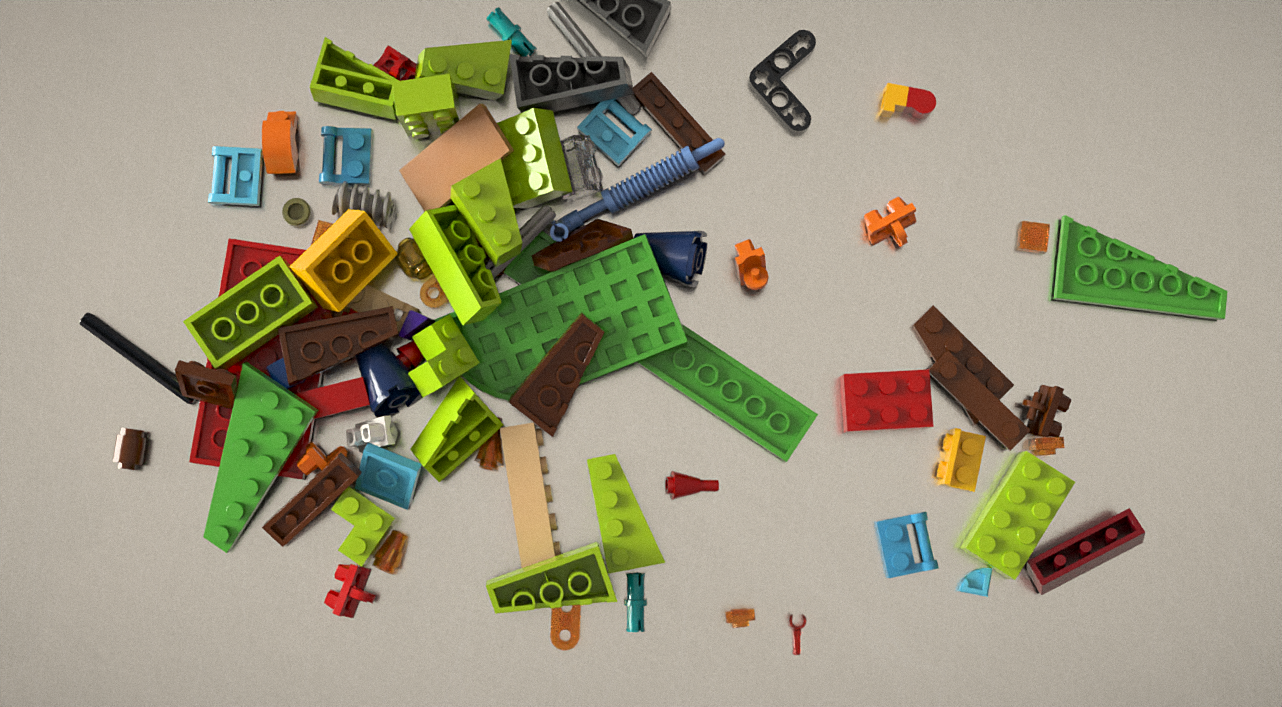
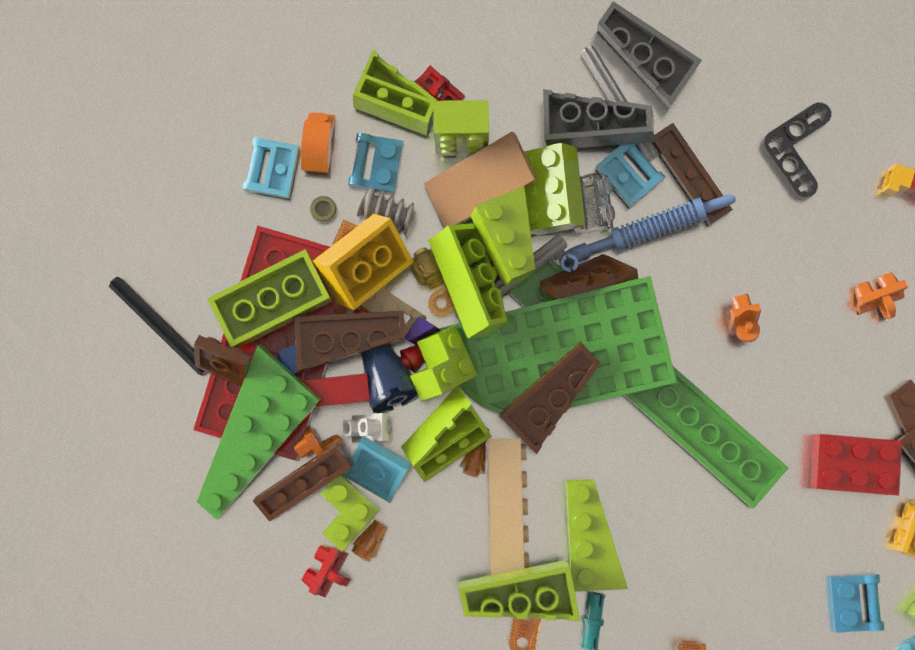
camera: 15 degrees right, 0 degrees up
(129, 448) = (139, 409): reddish brown brick -> none
(473, 67) = (510, 96): lime wedge -> none
(511, 32) = (545, 69): teal pin -> none
(679, 254) = (677, 297): dark blue cone -> none
(682, 485) = (651, 516): red cone -> none

